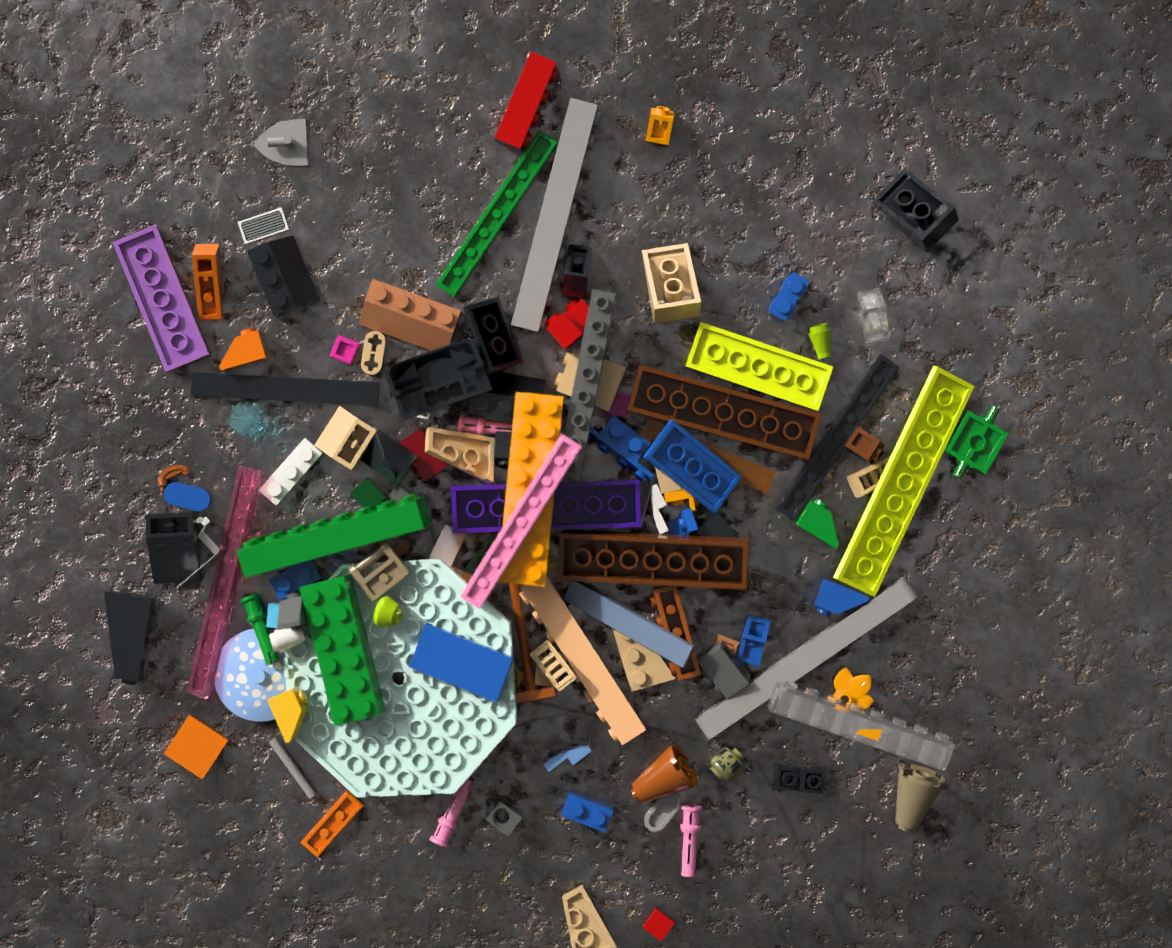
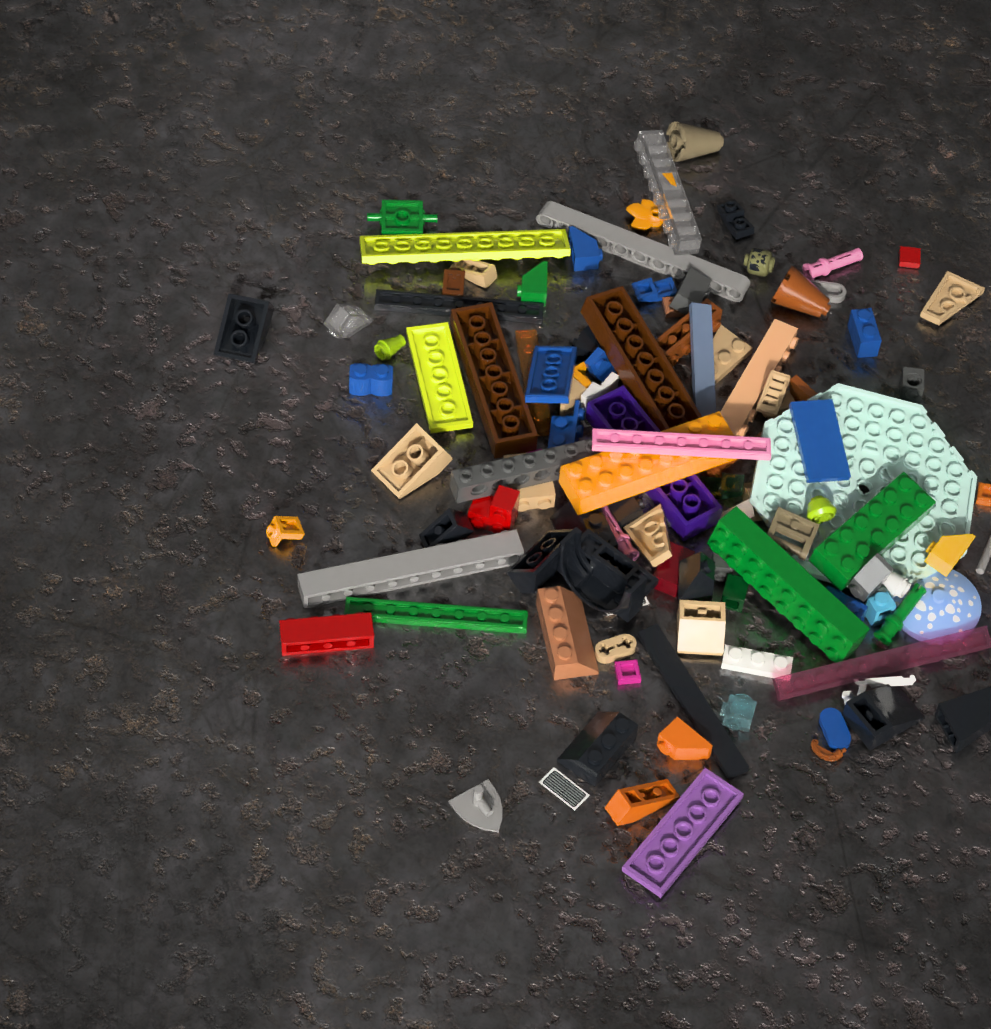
camera: 125 degrees left, 35 degrees down
(448, 822) = (950, 419): bright pink pin -> none
(574, 754) = (828, 362): medium blue slope -> none

